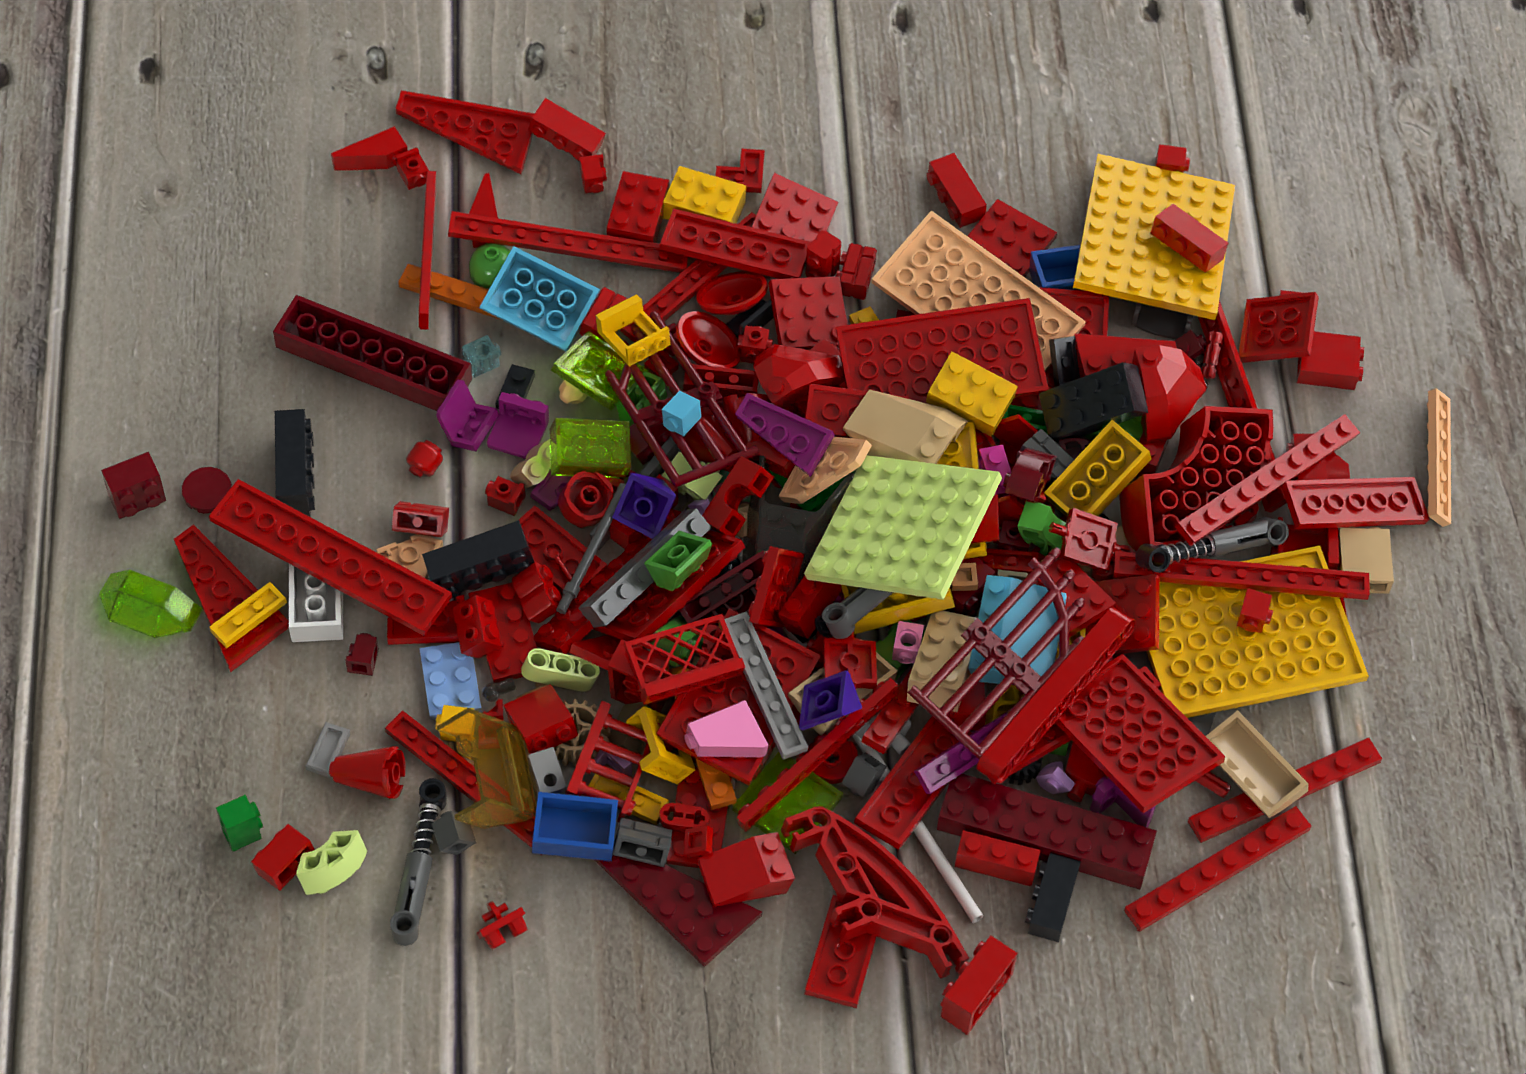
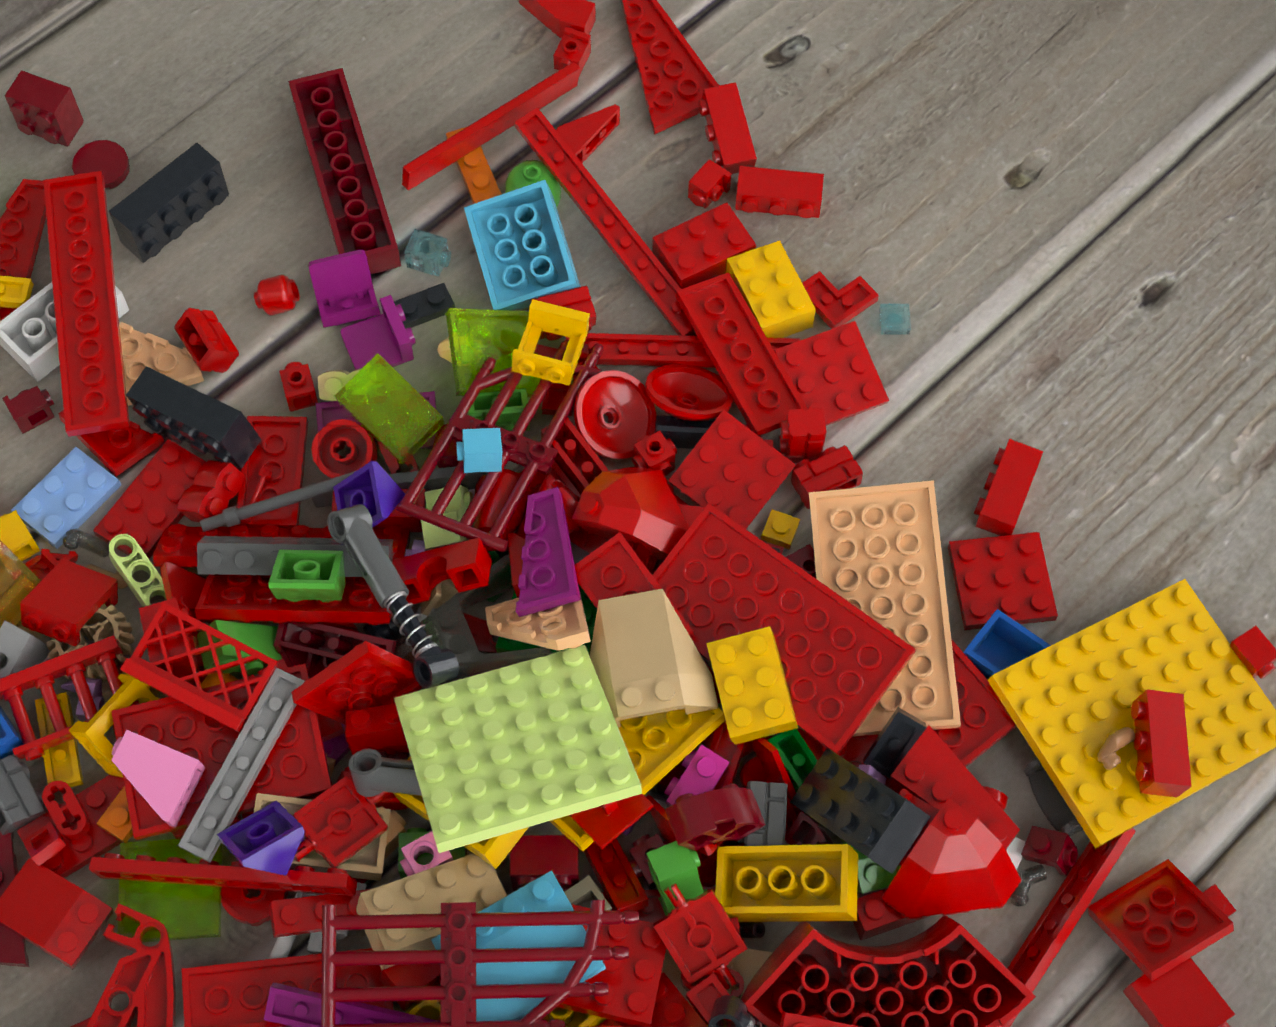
camera: 50 degrees right, 5 degrees up
(476, 626) = (126, 472): red brick -> none
(637, 142) = (779, 192): none -> red brick
(734, 523) = (354, 529): none -> piece
(787, 156) = (894, 319): none -> clear light blue plate
(864, 775) = (251, 937): dark grey brick -> none
(965, 578) = (535, 849): medium nougat plate -> none
(1169, 259) = (1113, 744): none -> medium nougat arm
(1212, 354) = (1062, 878): red axle -> none

